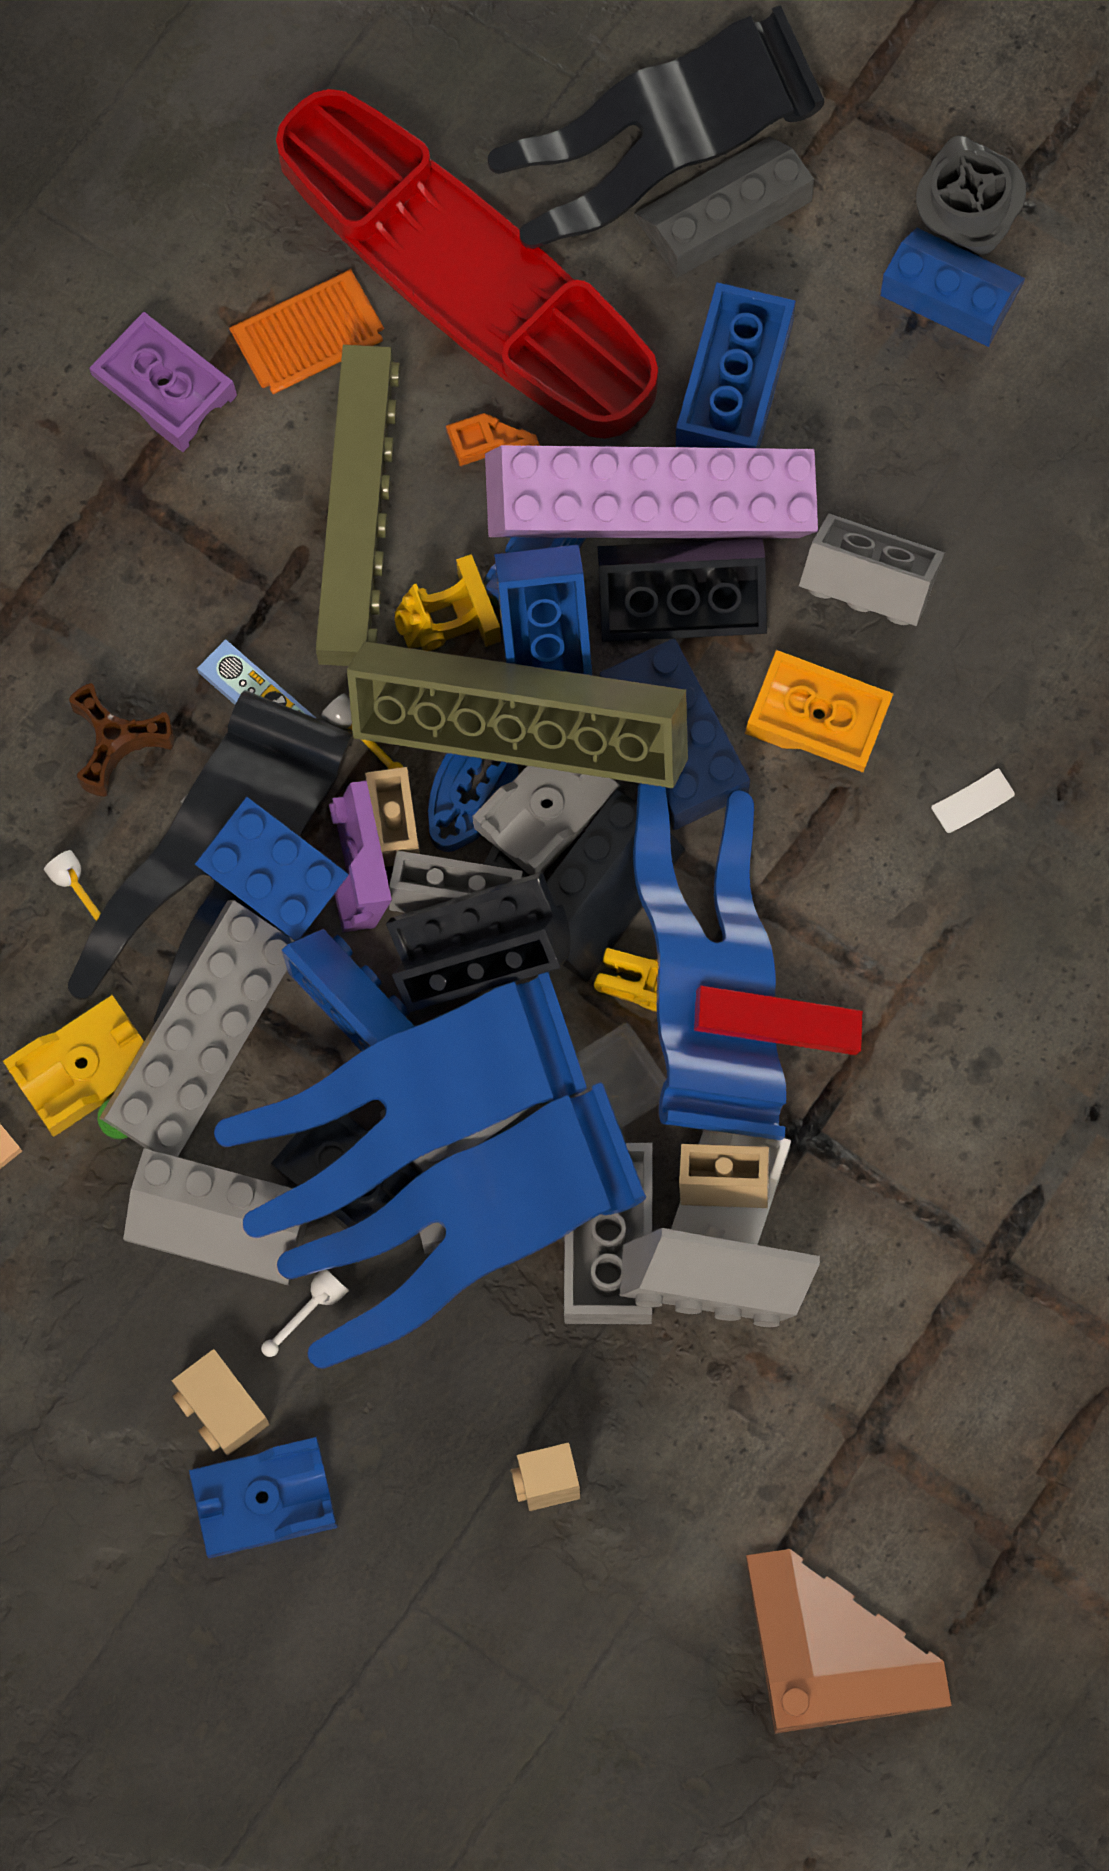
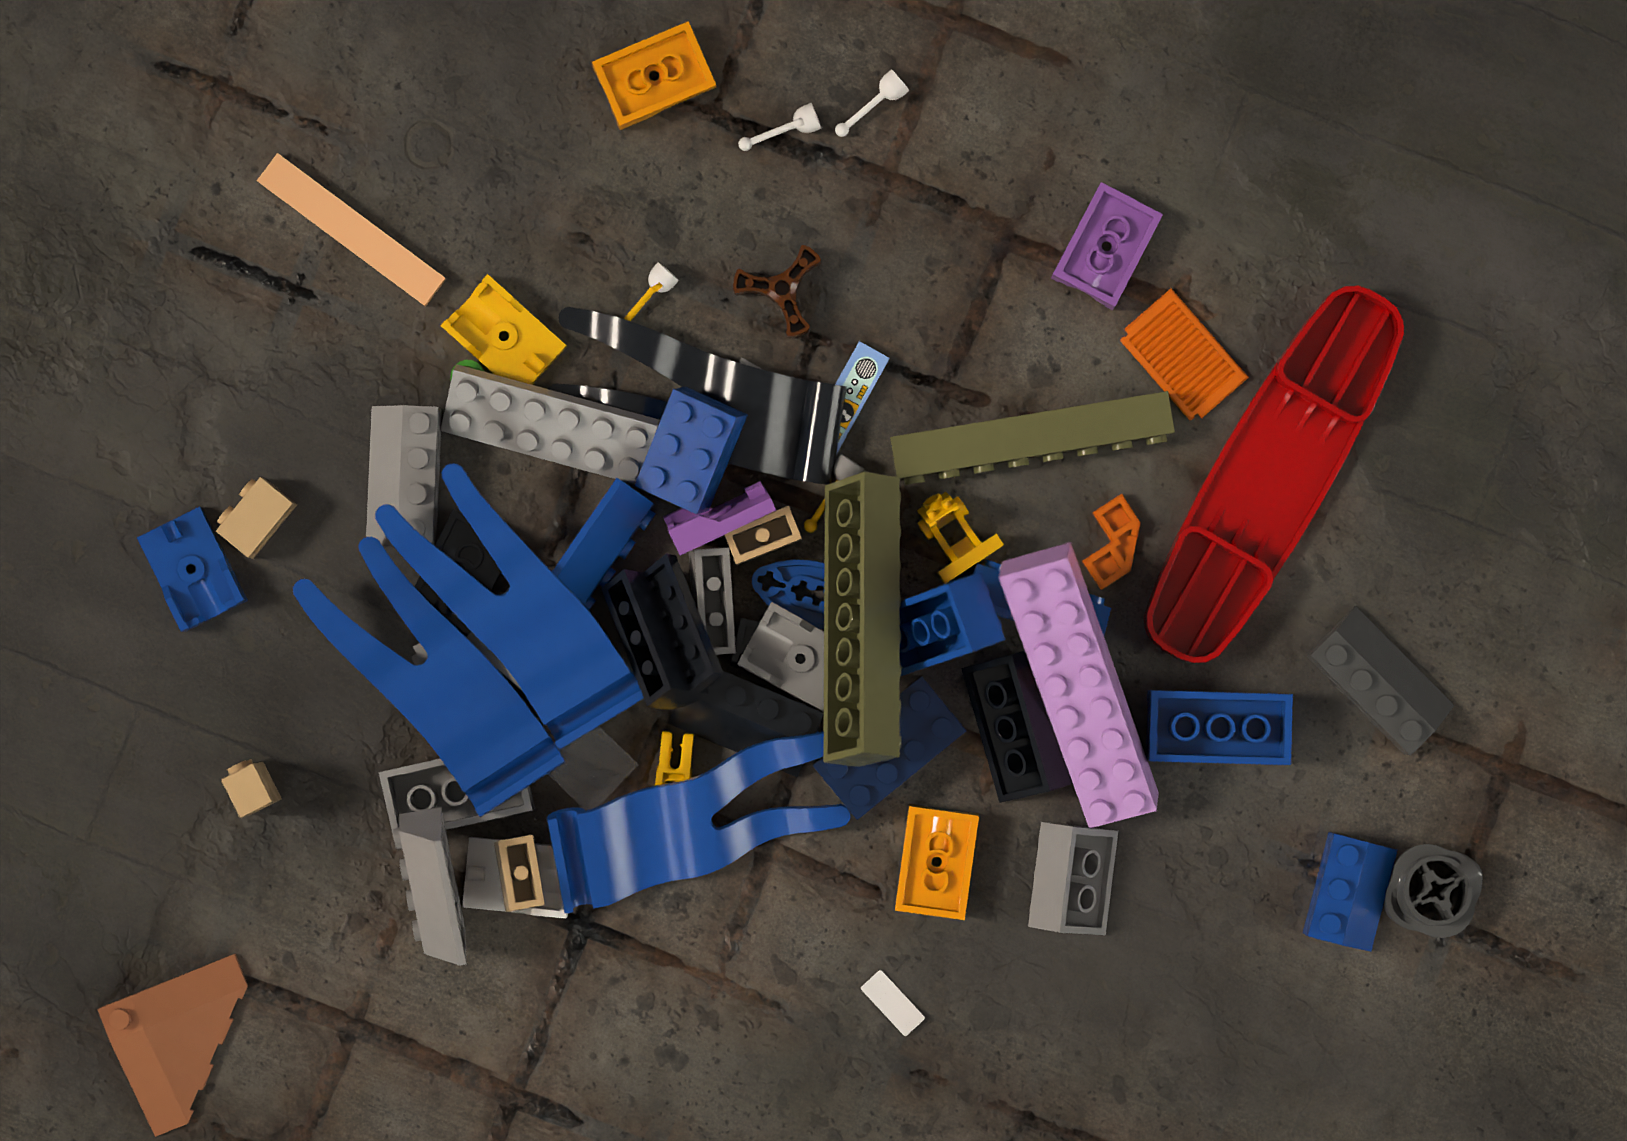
camera: 75 degrees right, 15 degrees up
(324, 1291) = (362, 576): white hinge -> none
(686, 117) = (1458, 630): black flag -> none
(778, 1020) = (662, 886): red tile -> none

